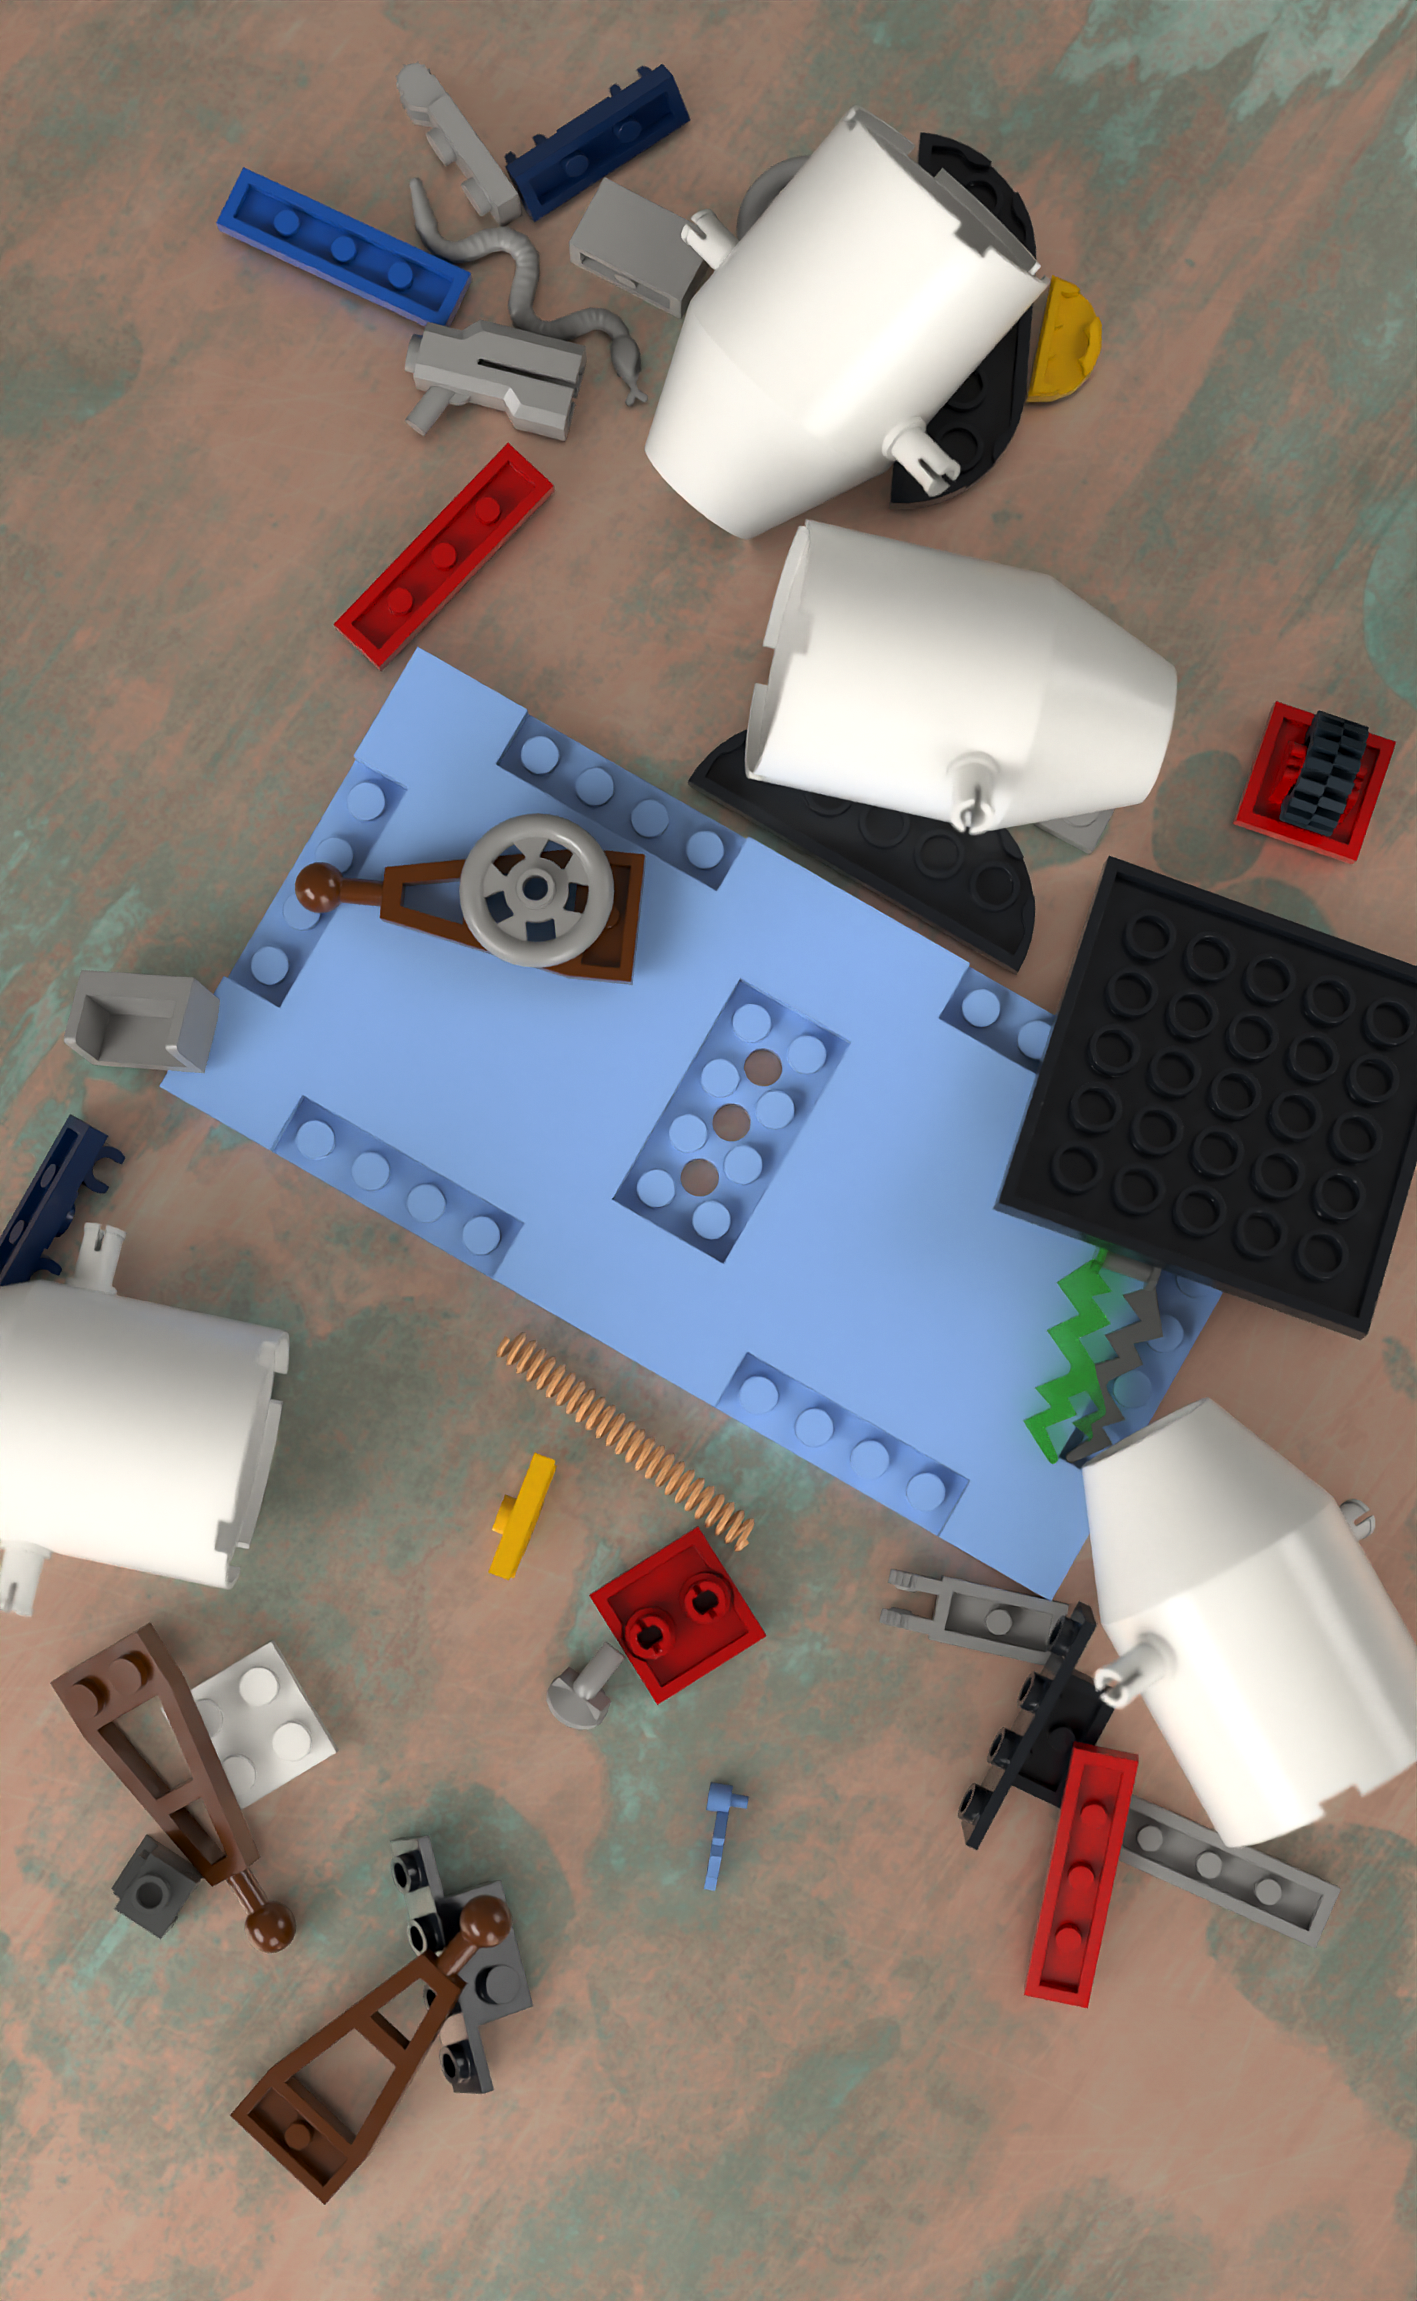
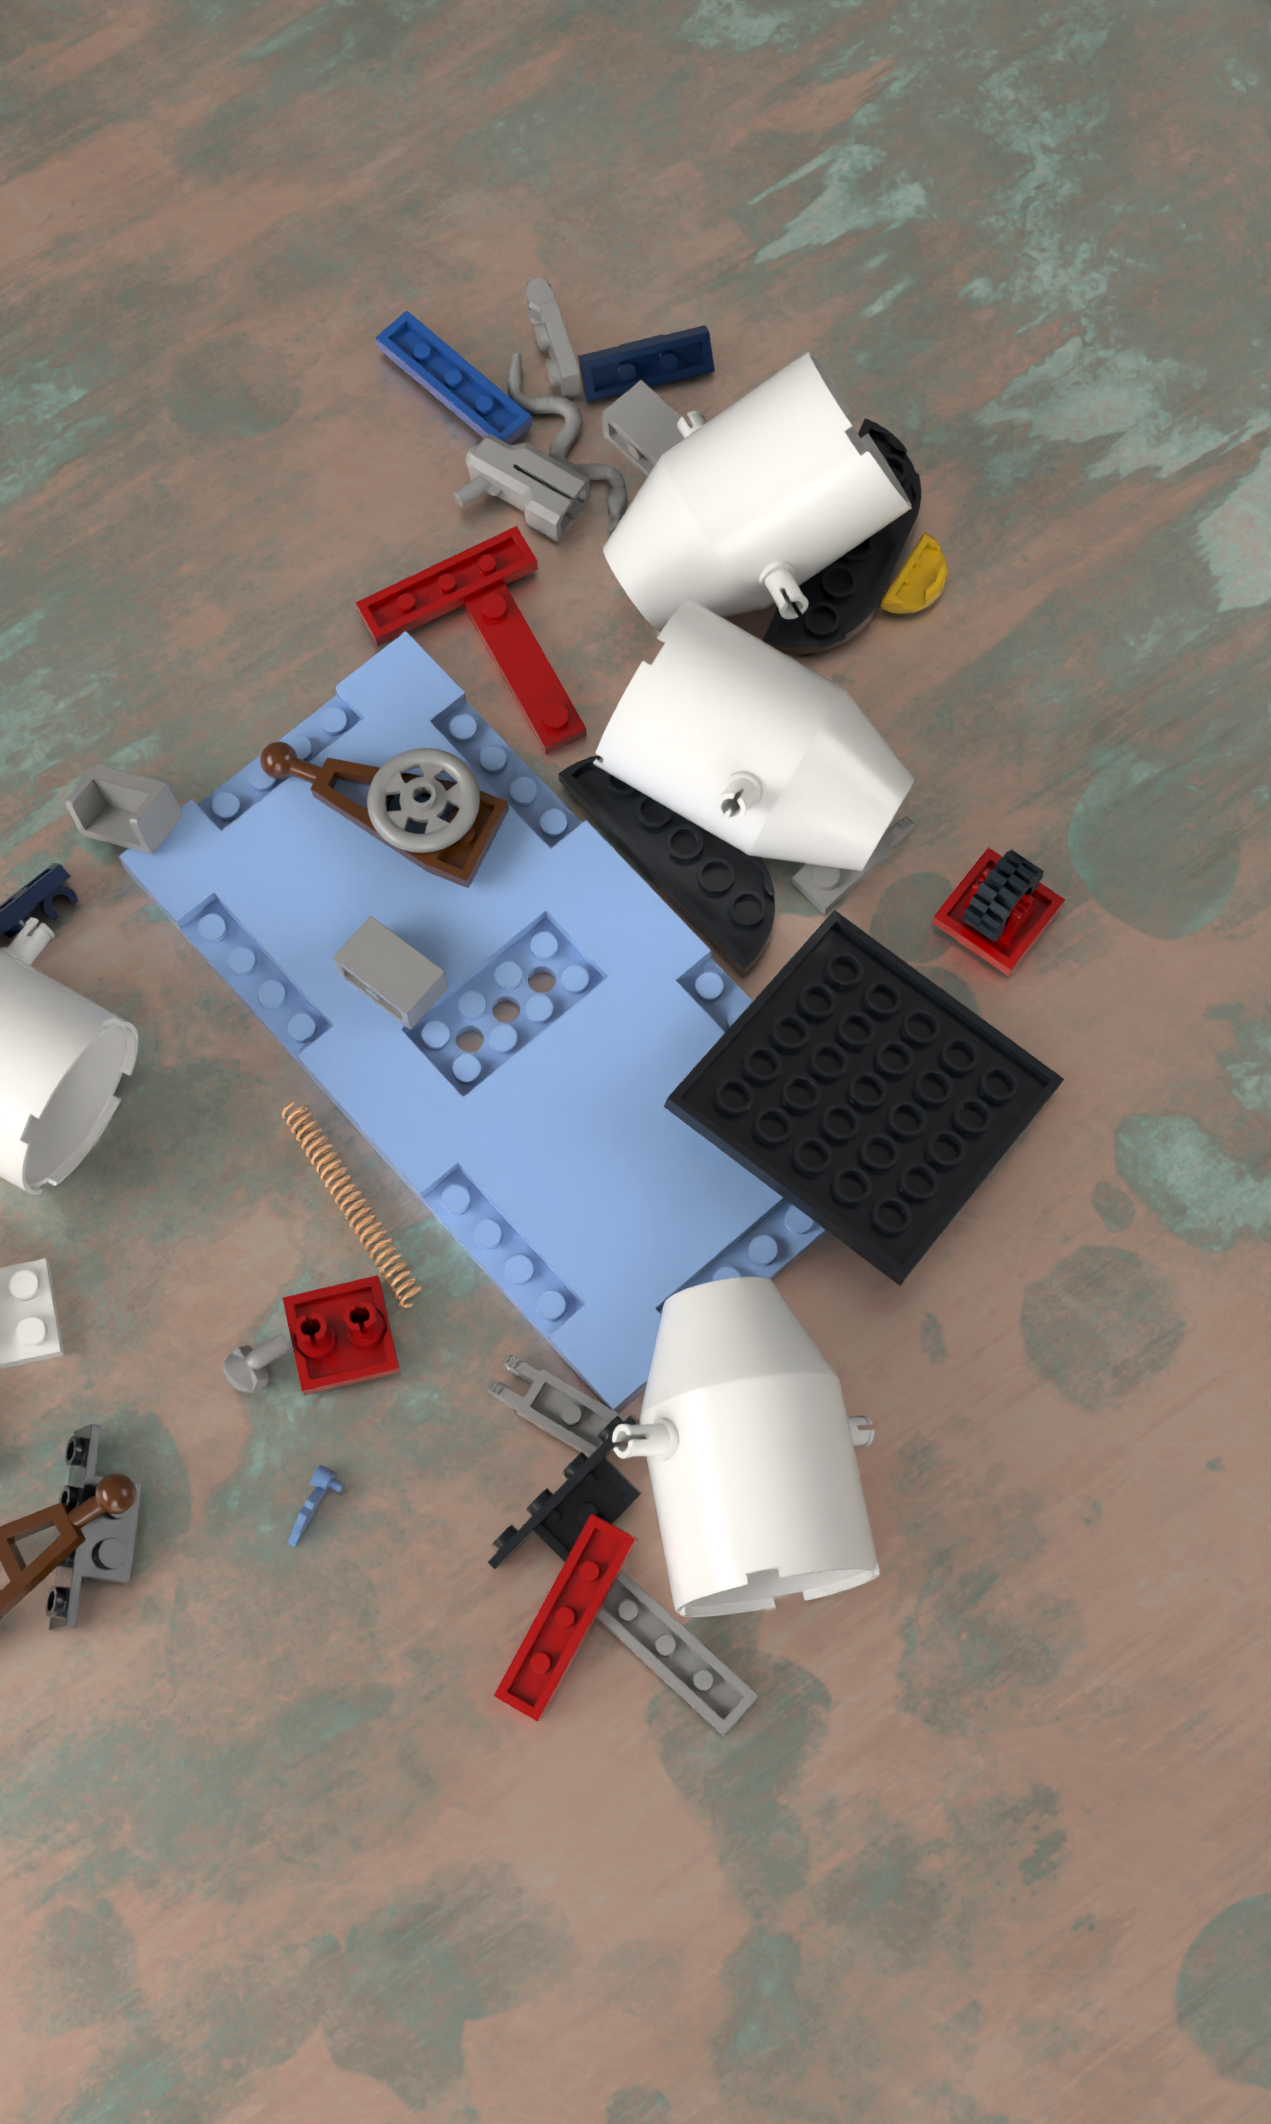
camera: 25 degrees right, 15 degrees down
(519, 1517) = (255, 1227): yellow plate -> none
(577, 1136) = (390, 972): none -> light grey panel
(586, 638) = (525, 668): none -> red plate
(1083, 1373) = (693, 1253): piece -> none

